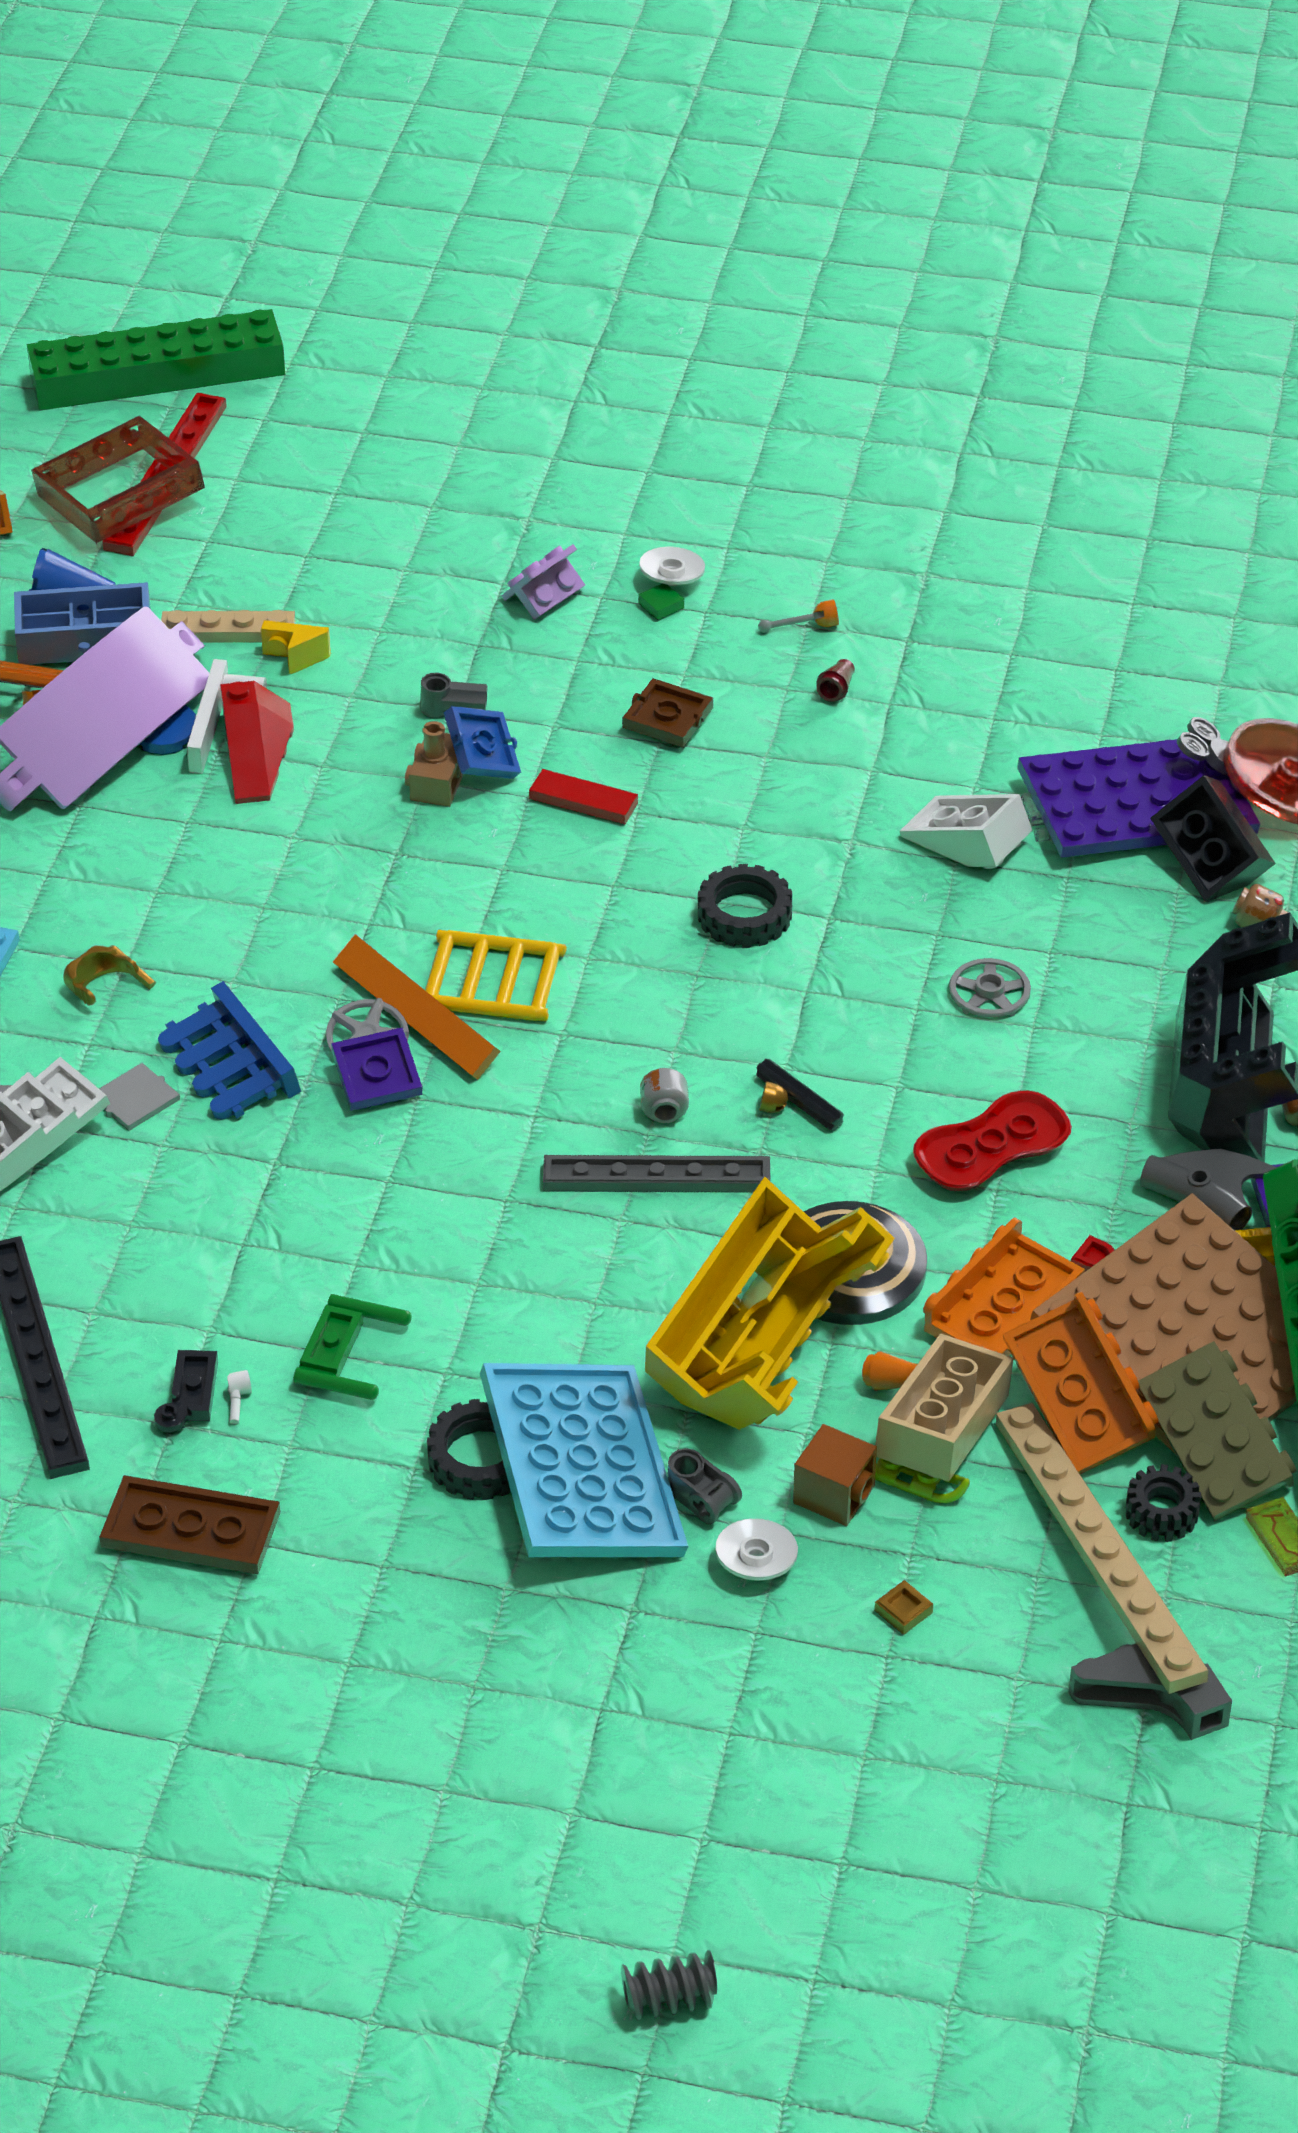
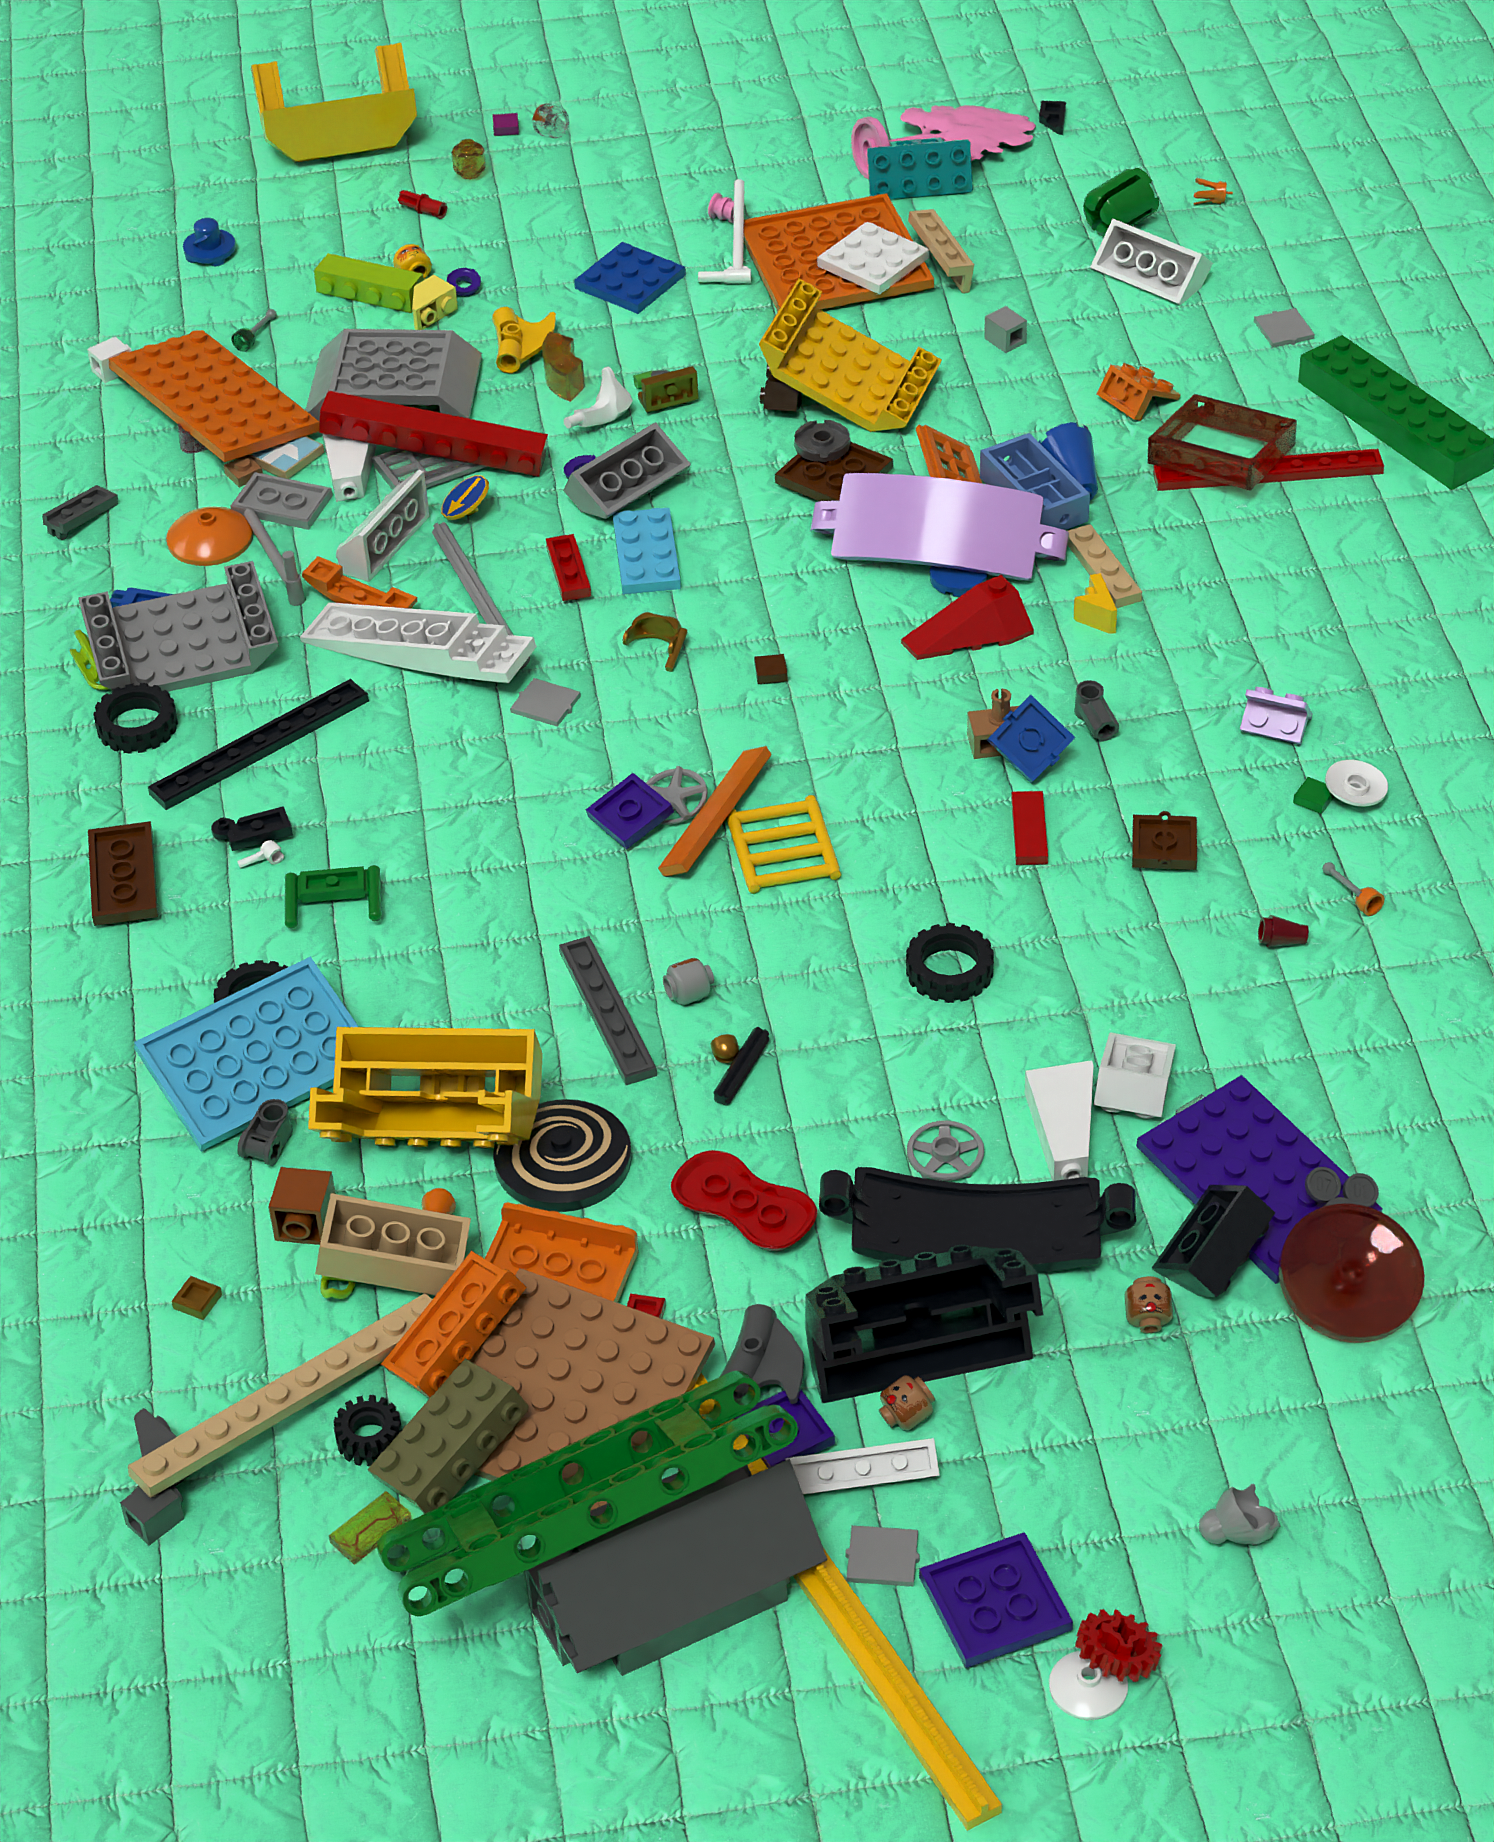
camera: 70 degrees right, 0 degrees up
(209, 713) = (1024, 578): white piece -> none
(213, 906) = (770, 669): none -> reddish brown tile
(240, 1031) = (622, 739): blue fence -> none
(756, 1549) = (211, 1185): white dish -> none
(1004, 892) = (1062, 1116): none -> white slope
(1109, 978) = (1049, 1222): none -> black panel

